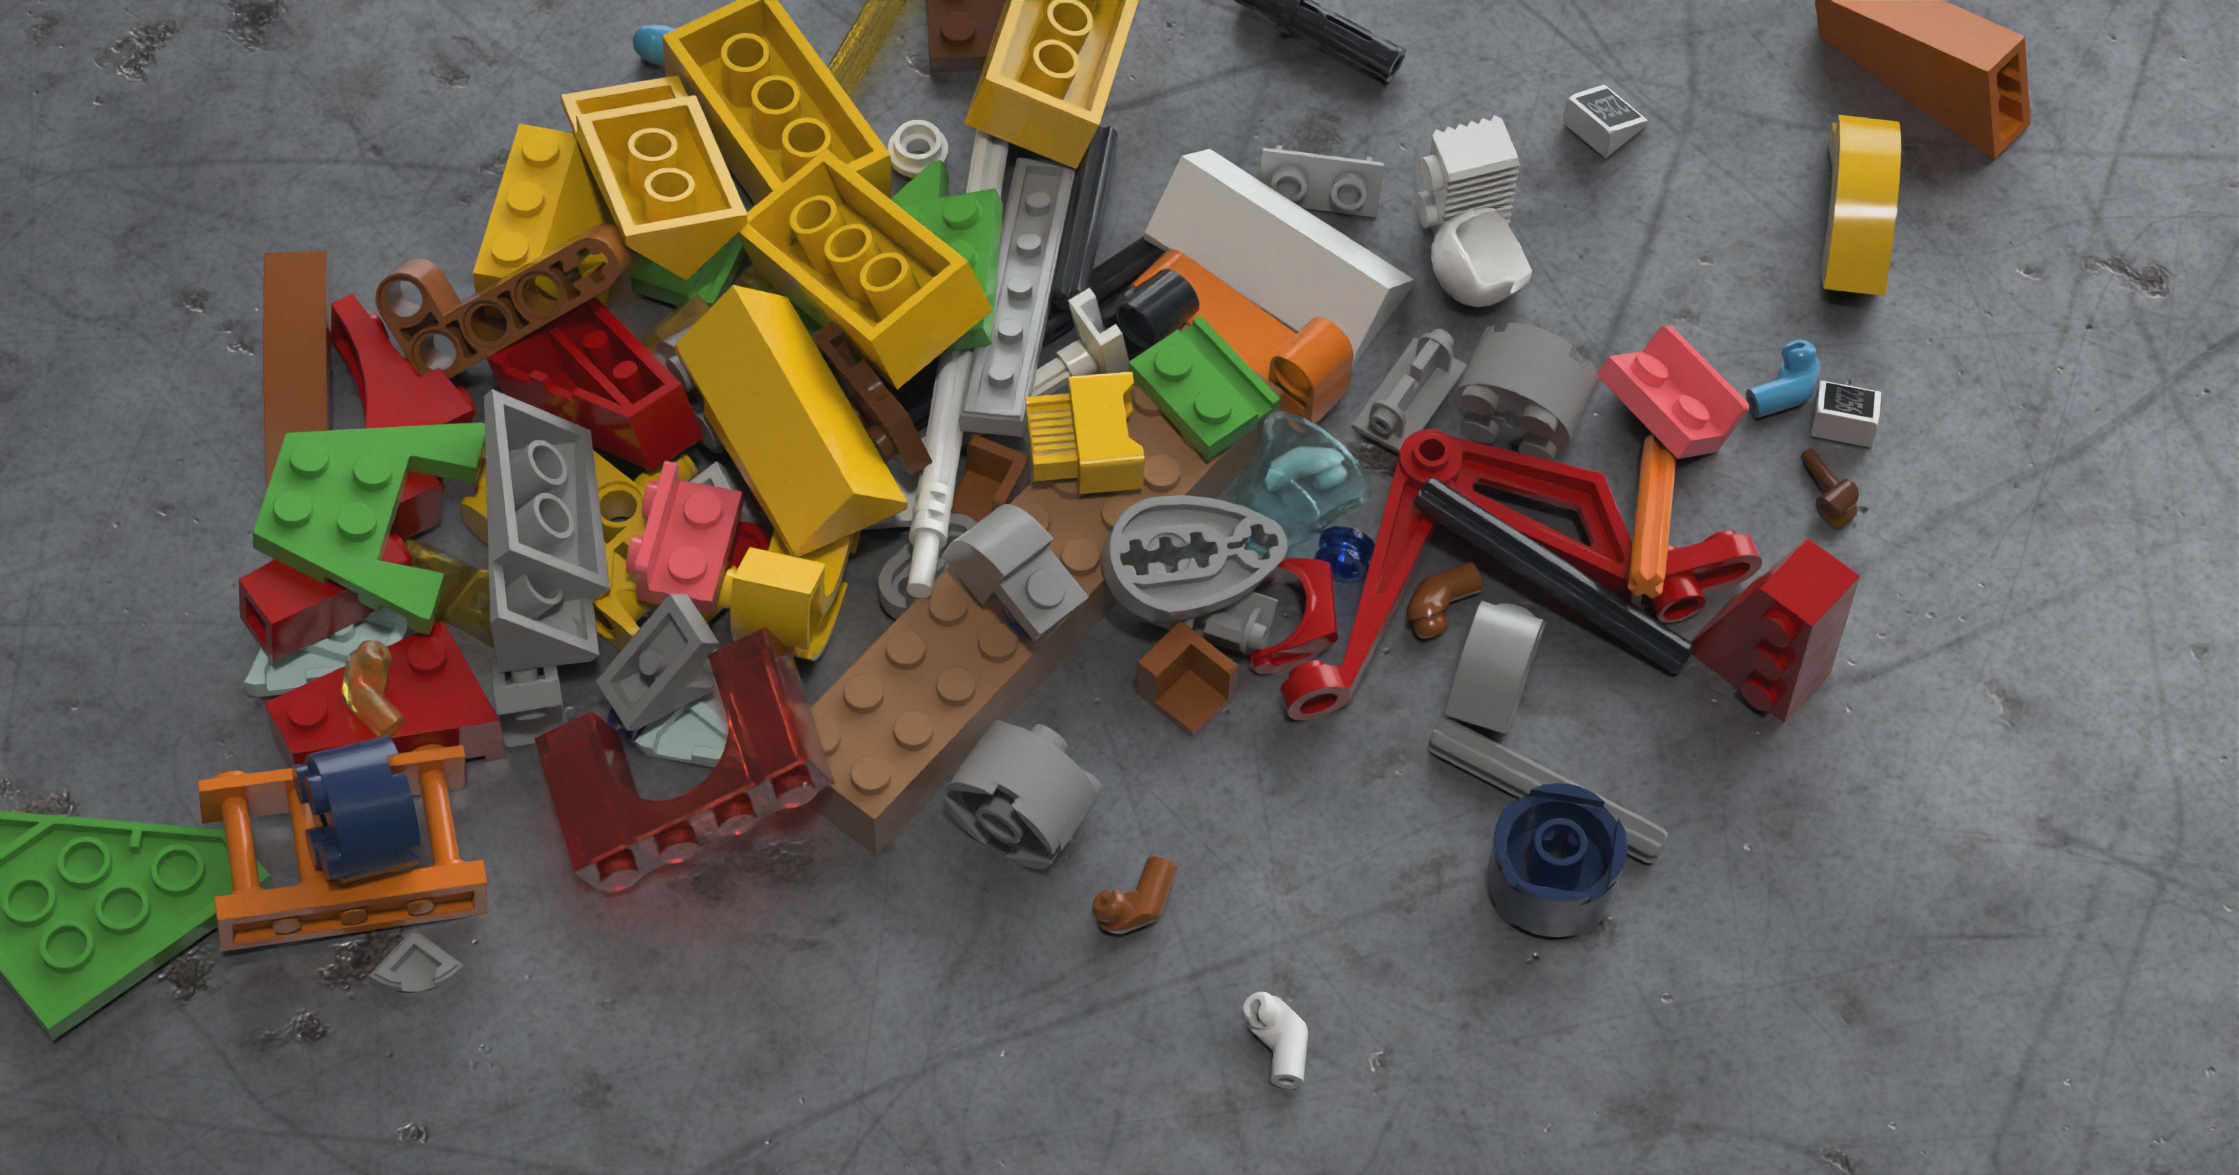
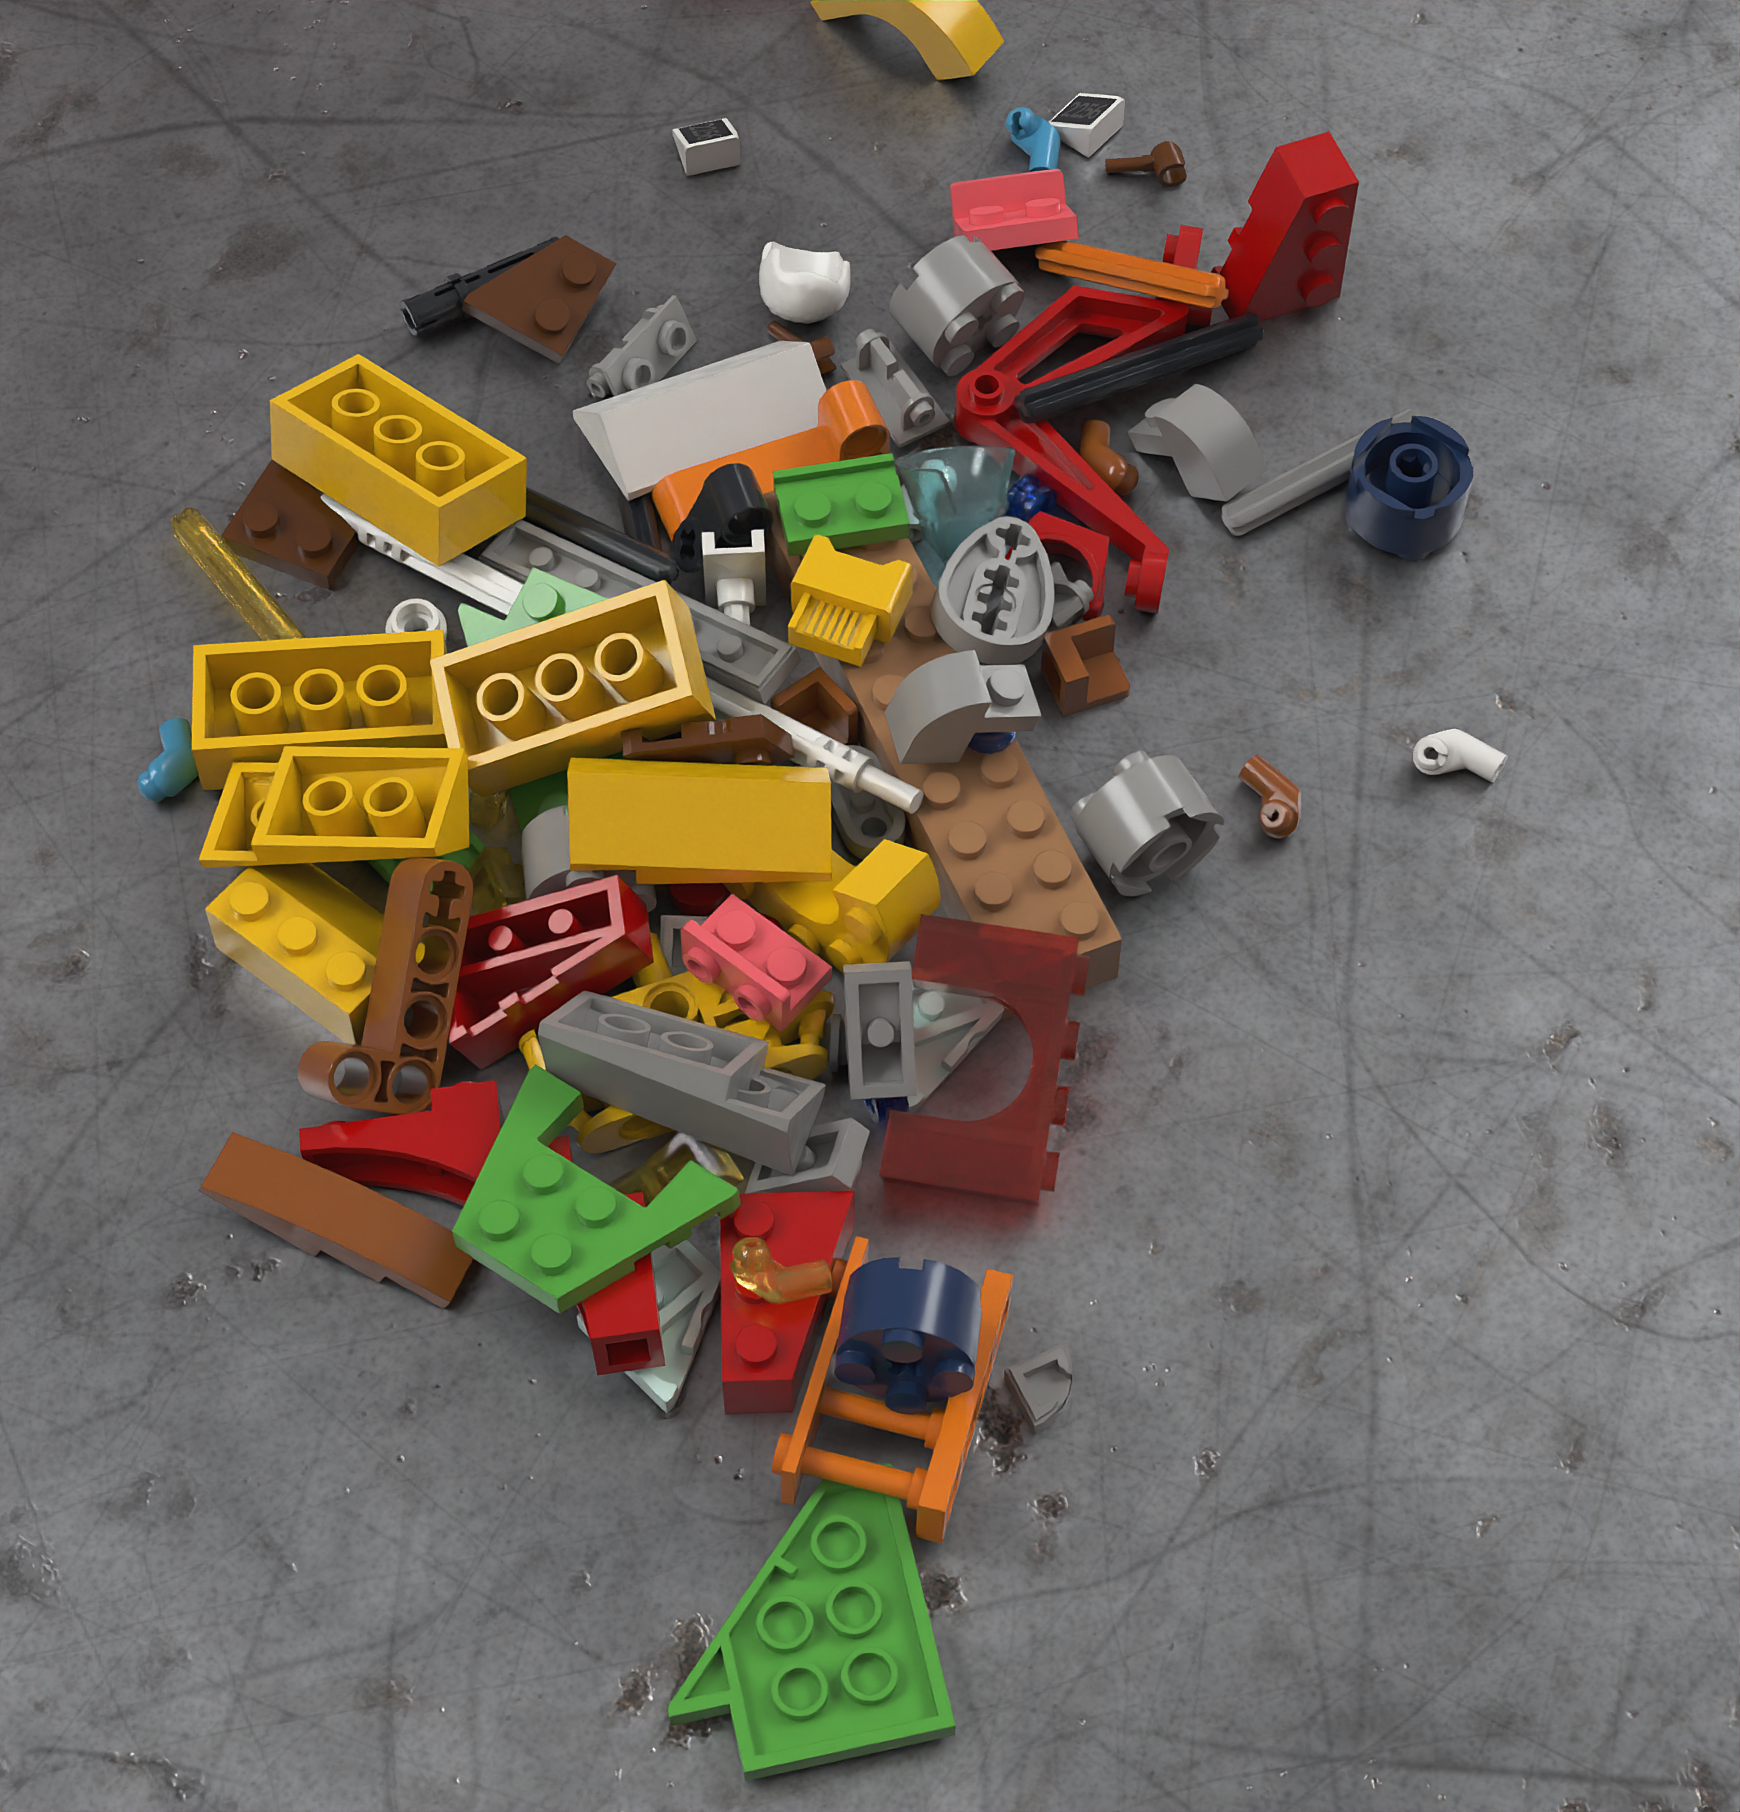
camera: 60 degrees left, 0 degrees up
(1330, 72) = (544, 296): none -> reddish brown wing
(1412, 314) = (821, 347): none -> reddish brown hand
(1467, 171) = (731, 244): white brick -> none

